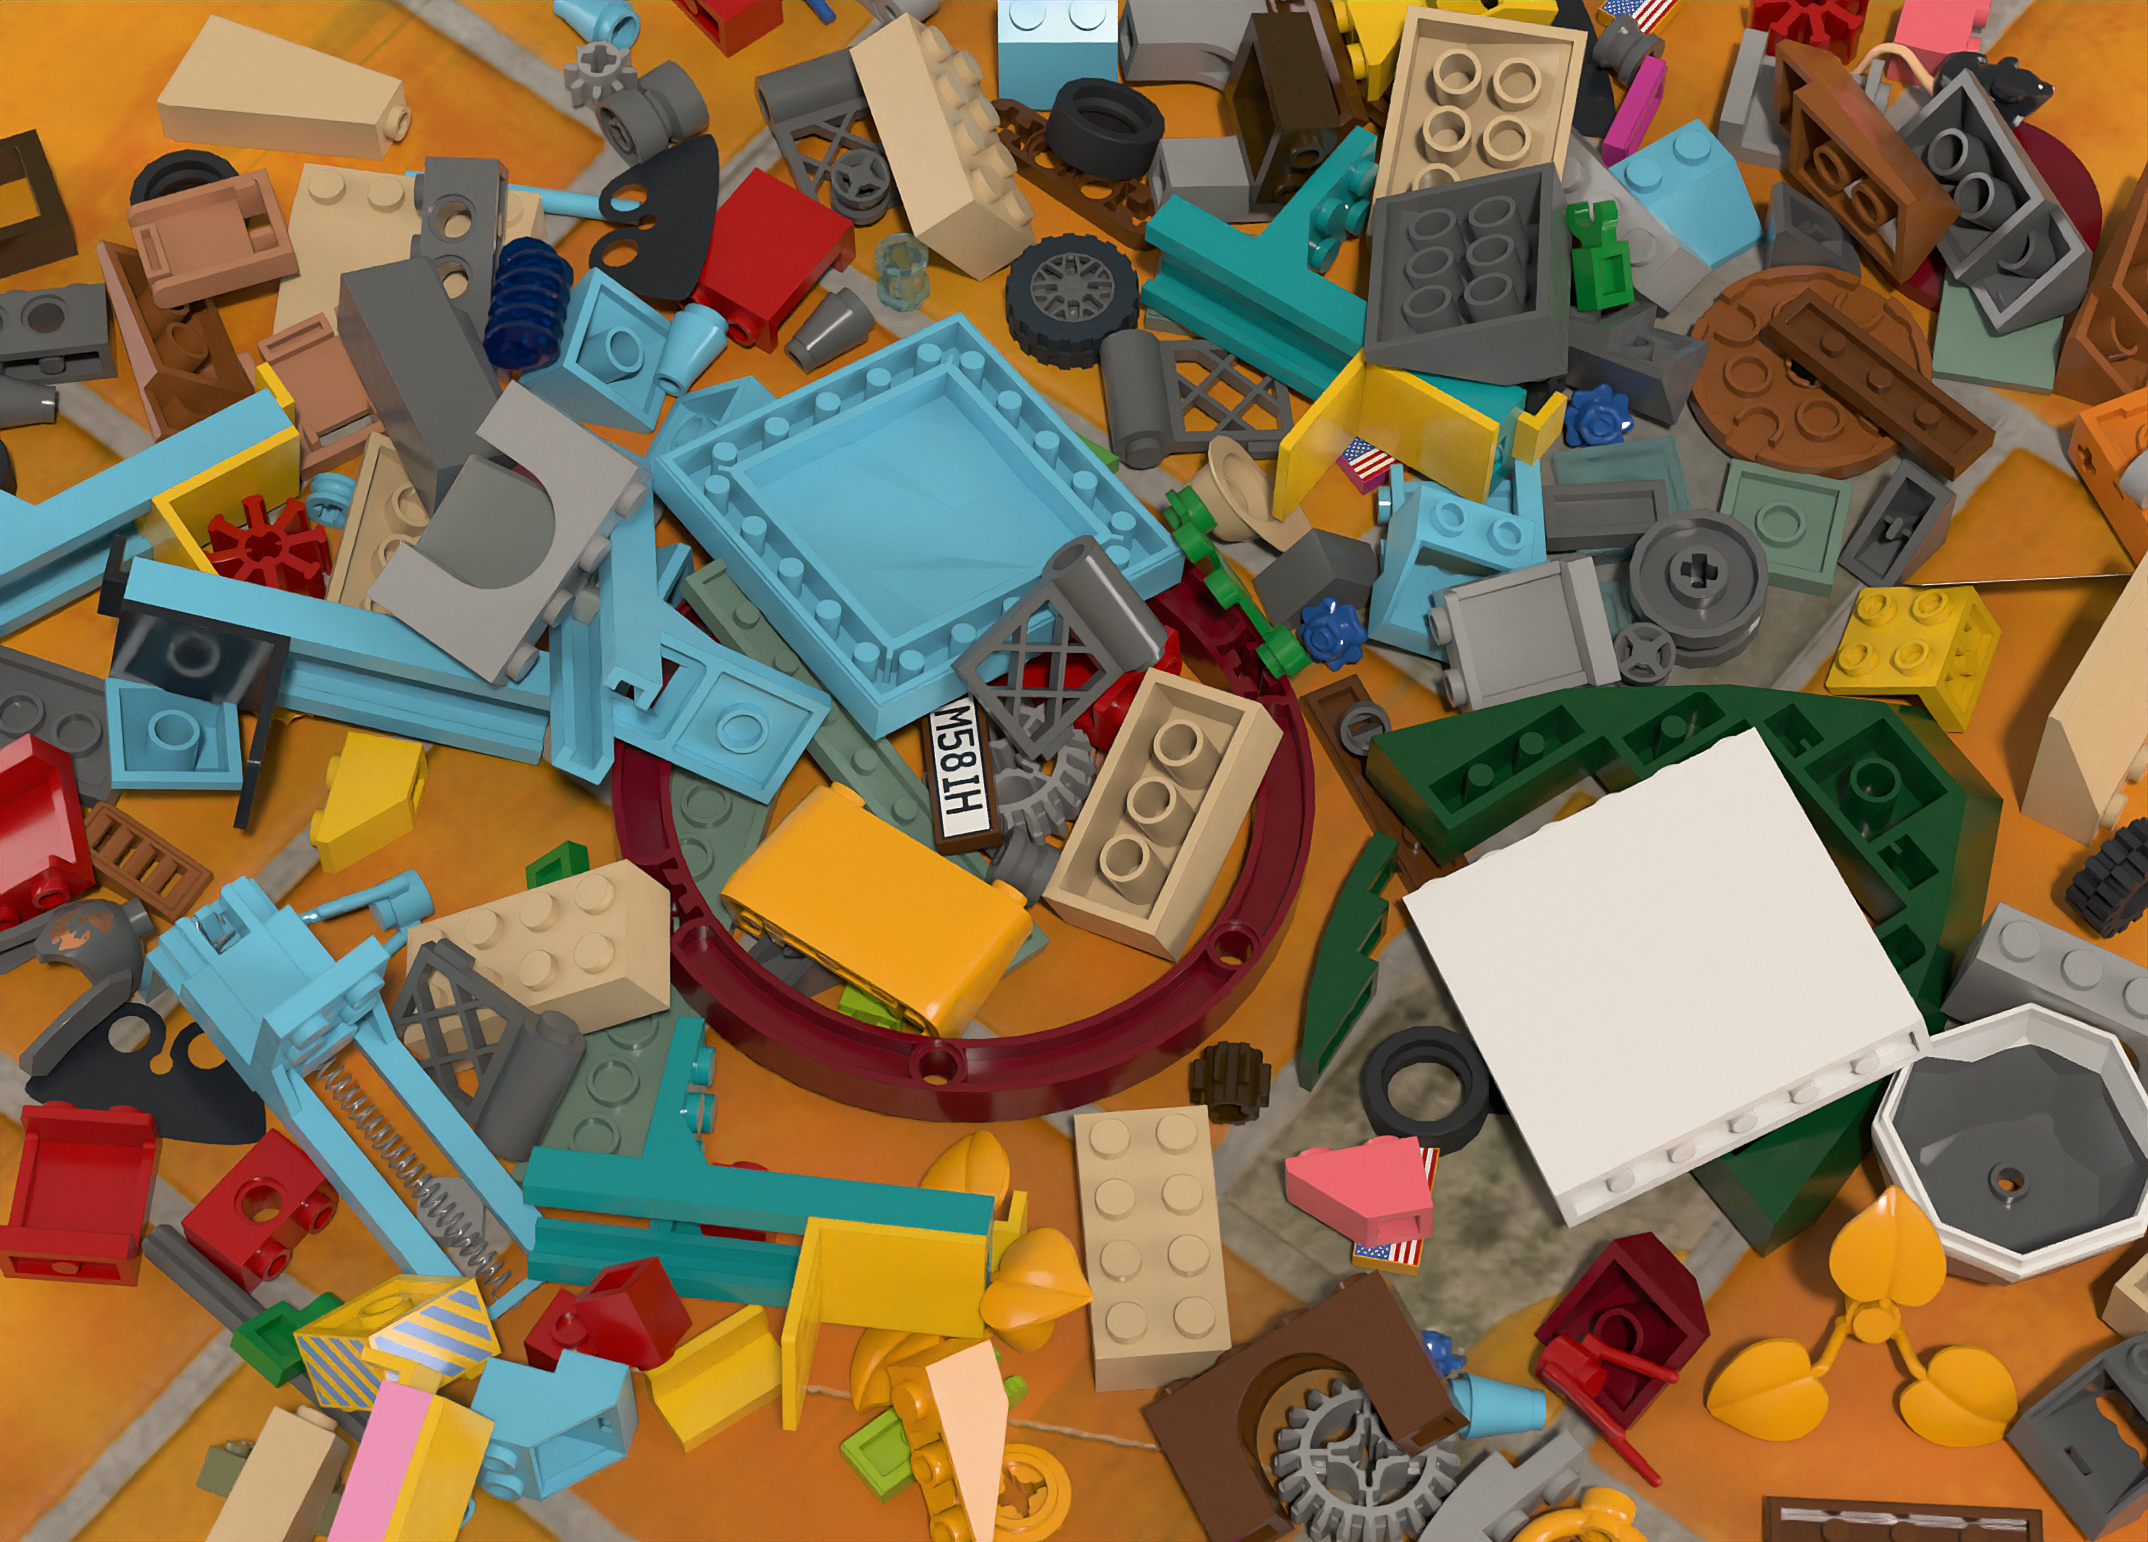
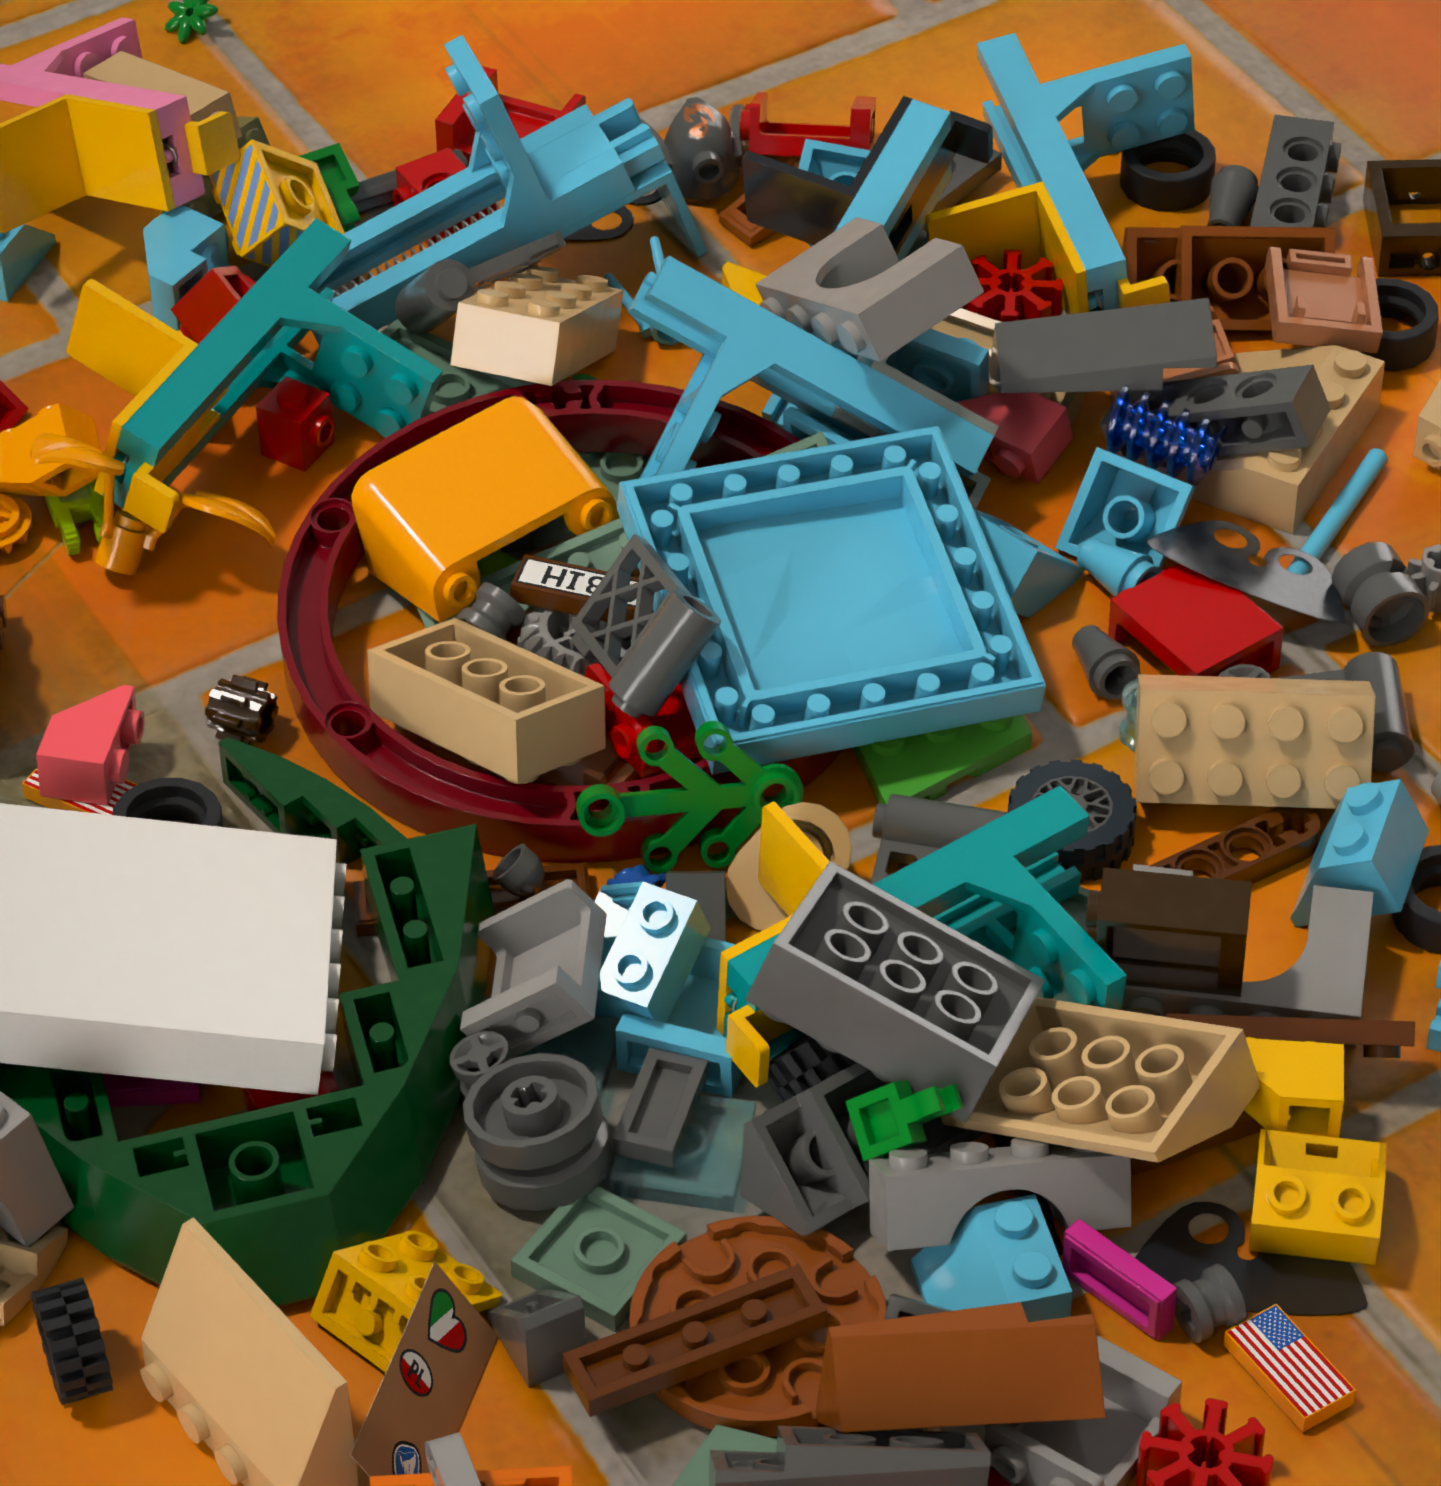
camera: 110 degrees right, 15 degrees down
(1079, 136) = (1275, 844): black tyre -> none
(1151, 1246) = (128, 627): tan brick -> none

